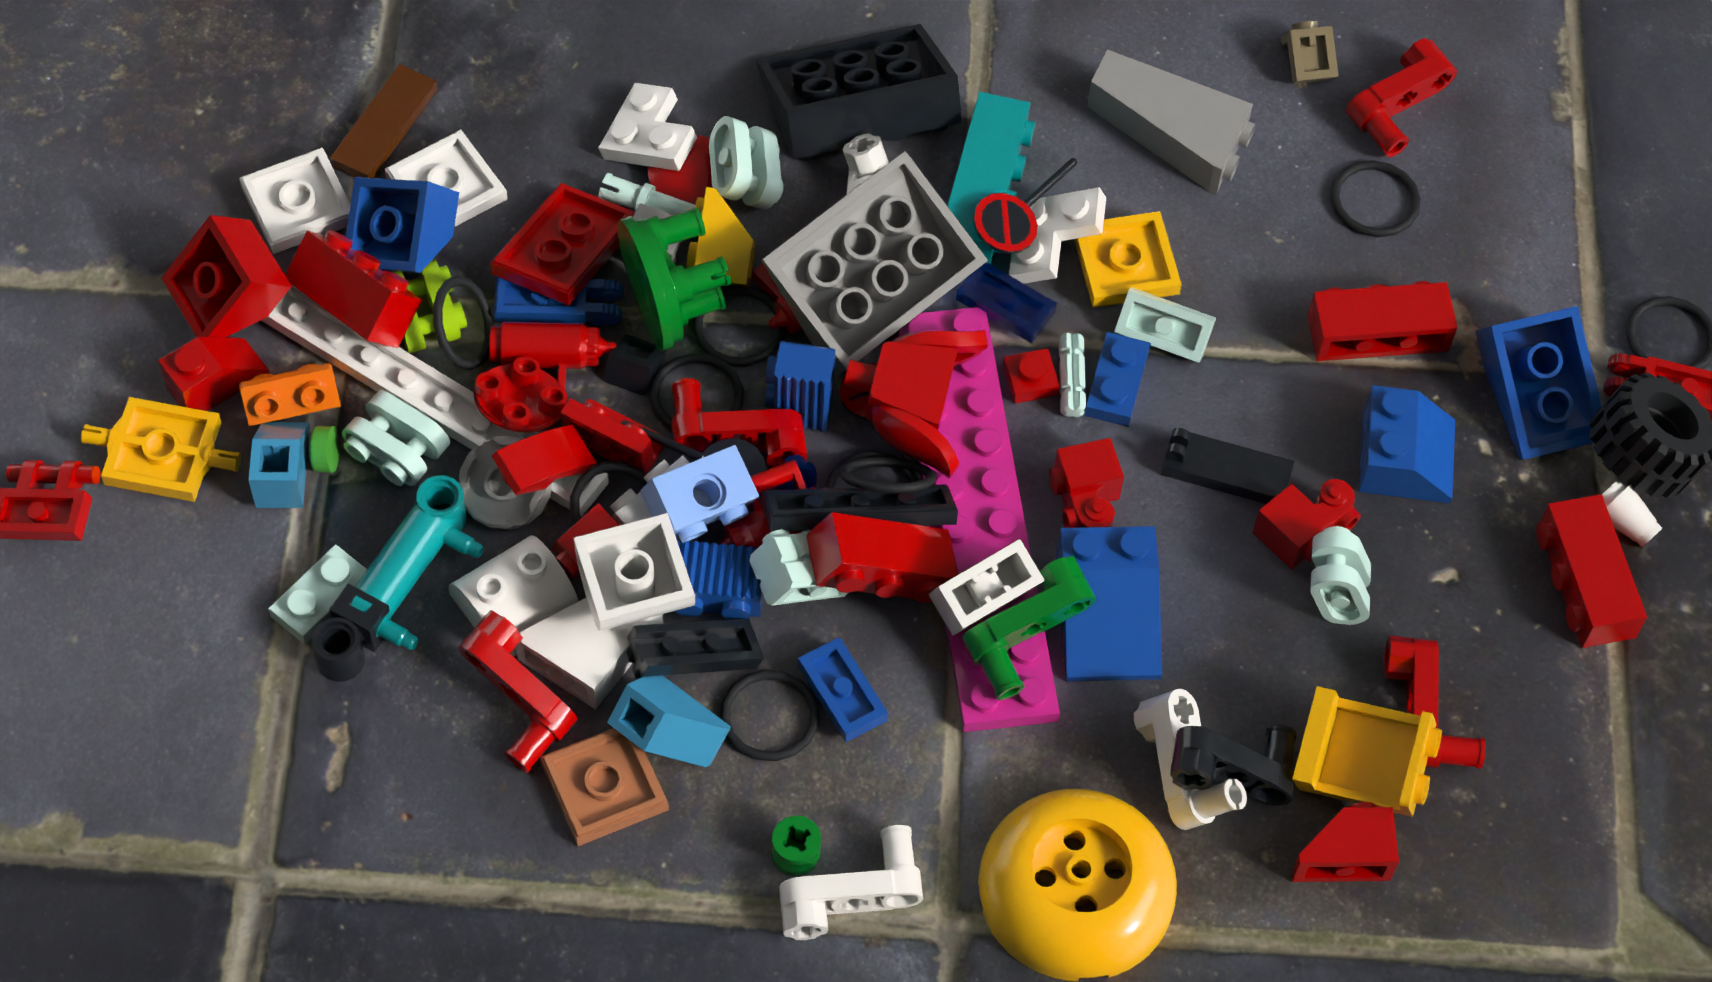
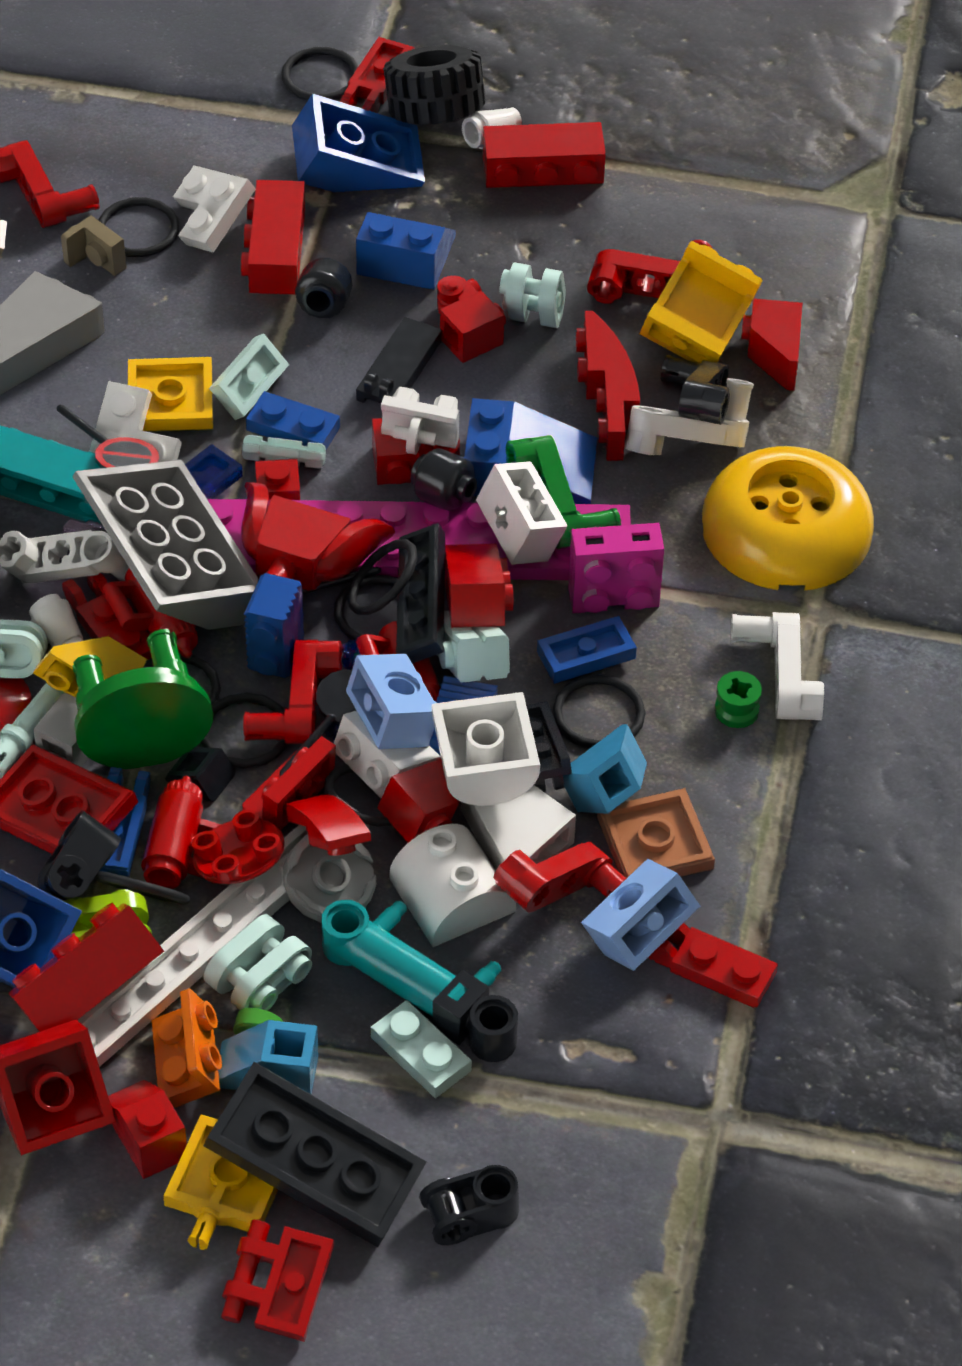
camera: 80 degrees left, 10 degrees down
(134, 649) = (468, 1206): none -> black piece
(170, 508) = (315, 1154): none -> black plate
(448, 850) = (717, 965): none -> red hinge
(473, 762) = (640, 914): none -> light blue brick
(478, 258) = (81, 853): none -> black piece
(792, 211) = (56, 619): none -> white cone
(939, 696) = (615, 567): none -> dark pink piece
(1035, 514) = (443, 479): none -> black head
(1102, 494) = (420, 422): none -> white hips
(1251, 673) = (607, 379): none -> red slope
(1313, 375) = (323, 288): none -> black head
(1324, 156) = (97, 242): none -> dark tan bracket
(1414, 258) = (216, 203): none -> white plate

